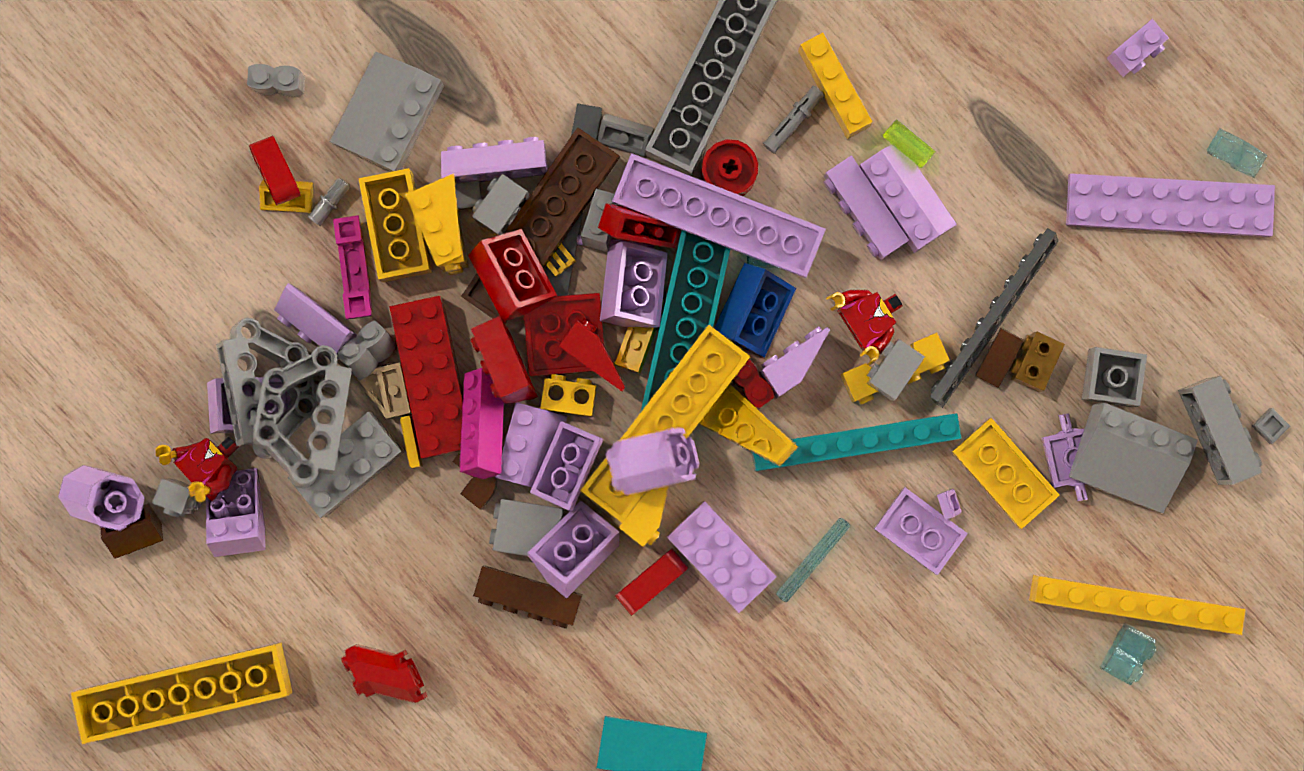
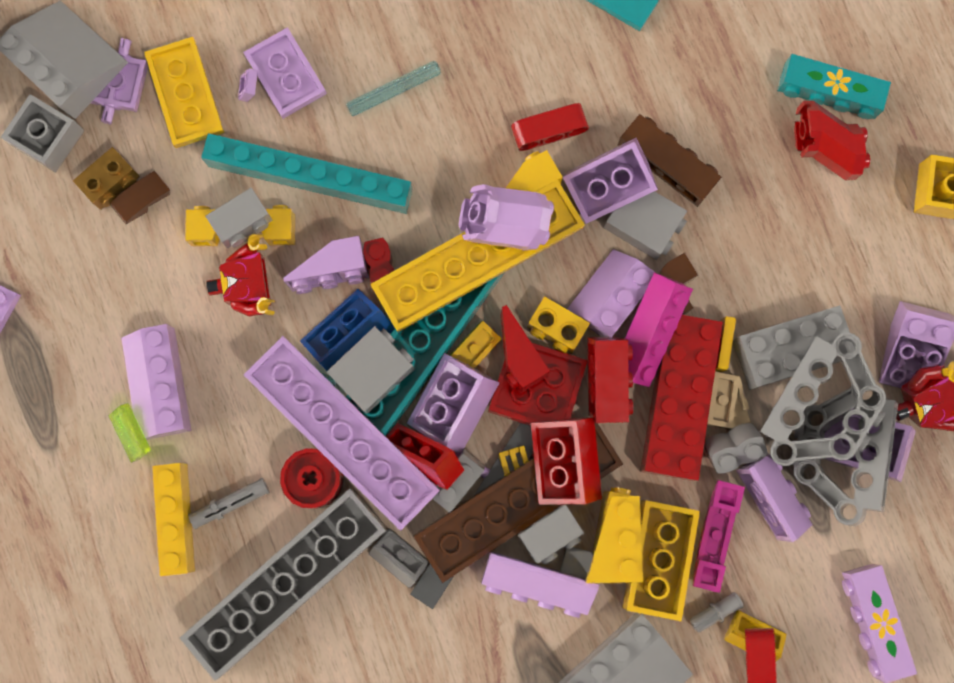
camera: 160 degrees left, 5 degrees down
(184, 251) = (878, 623): none -> lavender brick
(400, 733) = (834, 86): none -> teal brick
(566, 466) = (586, 257): lavender slope -> none
(716, 281) = (371, 369): none -> light grey brick
(721, 556) = (476, 122): lavender brick -> none
(746, 426) = (399, 221): yellow wing -> none
(865, 207) = (199, 387): lavender brick -> none
(999, 310) = (118, 241): dark grey plate -> none

